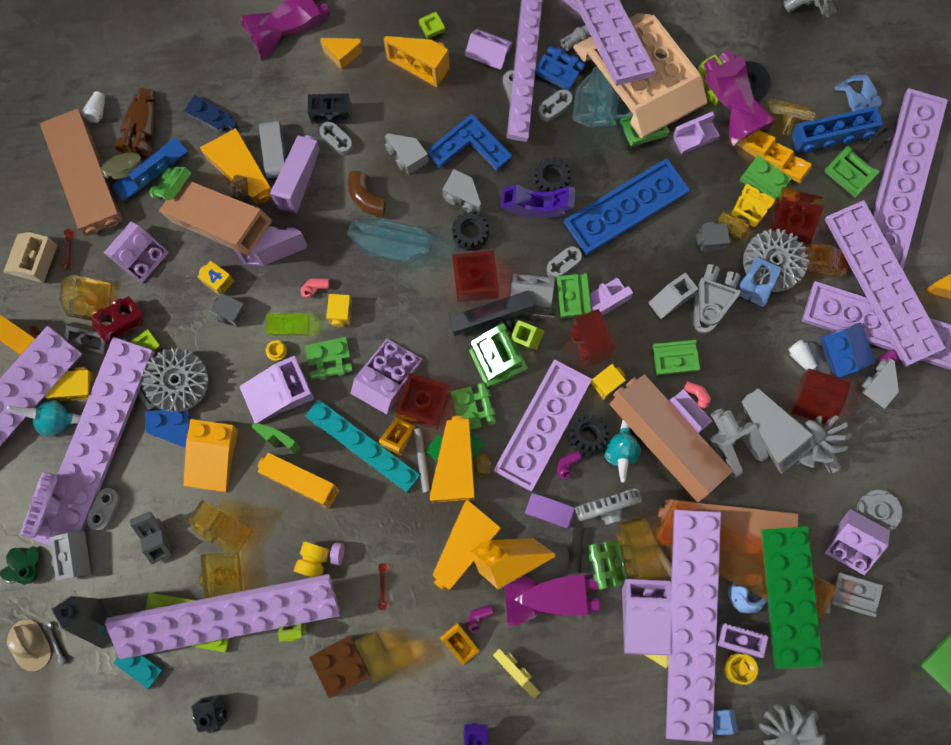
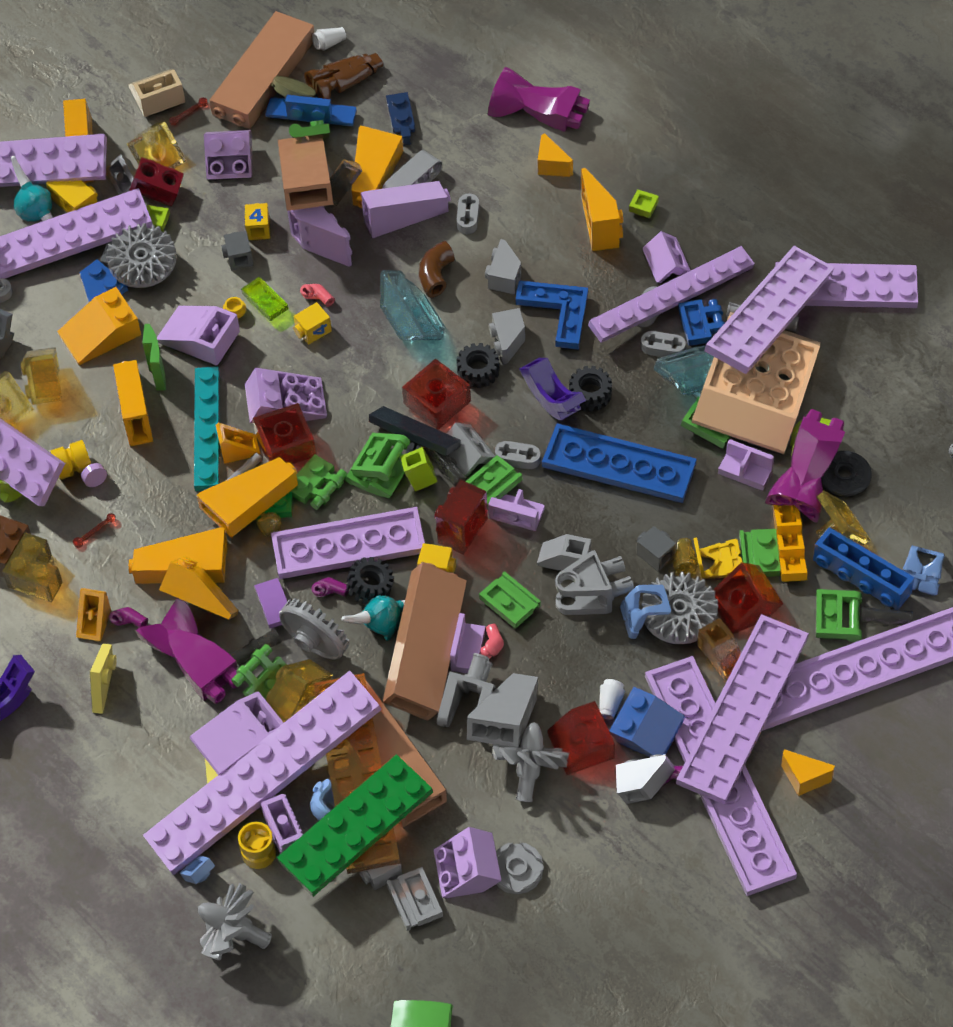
camera: 50 degrees right, 20 degrees down
(328, 352) = (264, 343): bright green plate -> none
(329, 108) = (487, 185): black brick -> none

